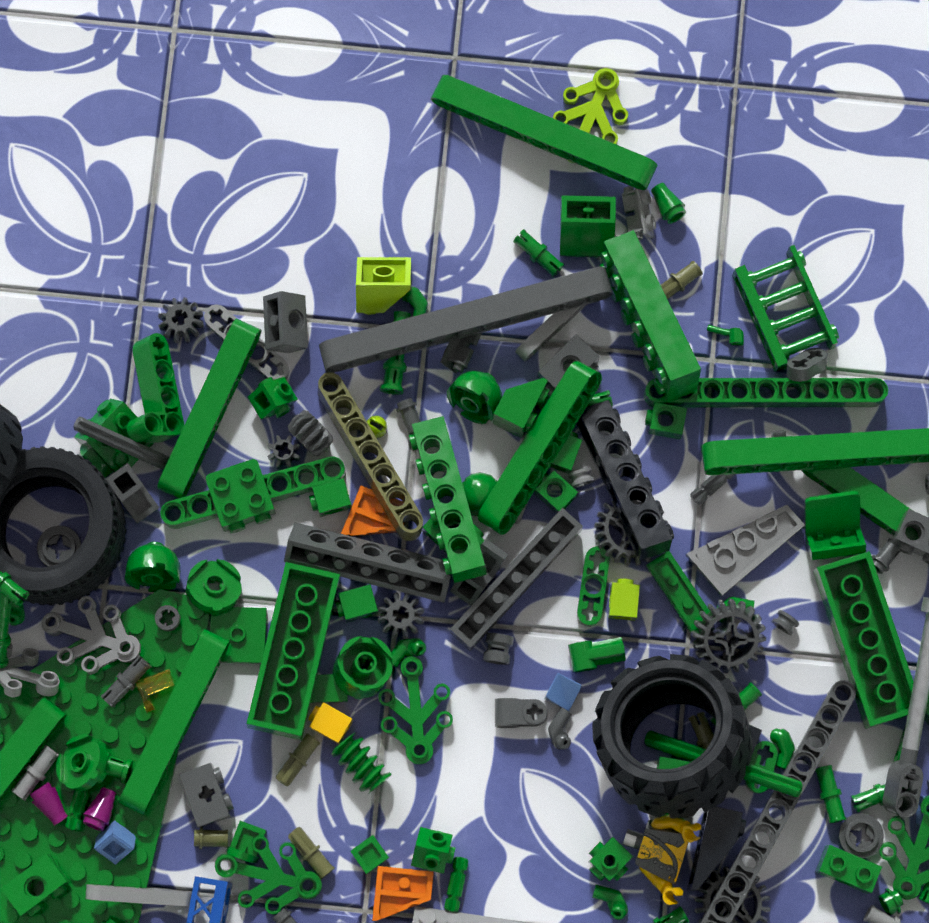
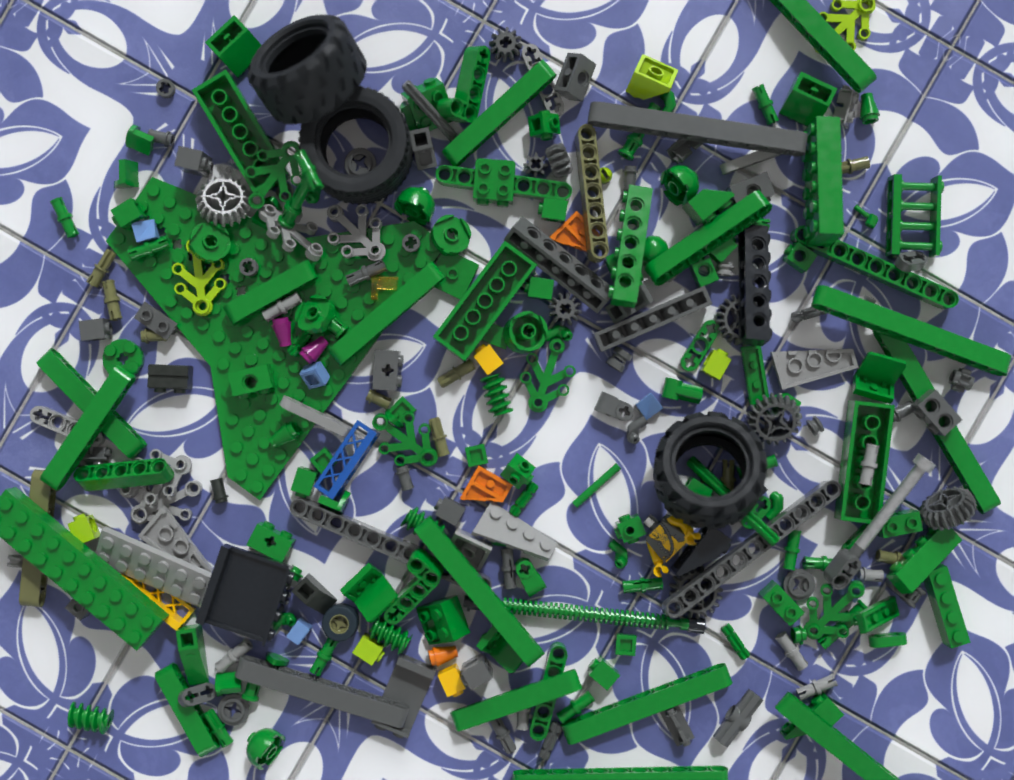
camera: 20 degrees right, 10 degrees up
(542, 824) = (596, 485): none -> green bar
(871, 639) = (869, 464): none -> light grey pin

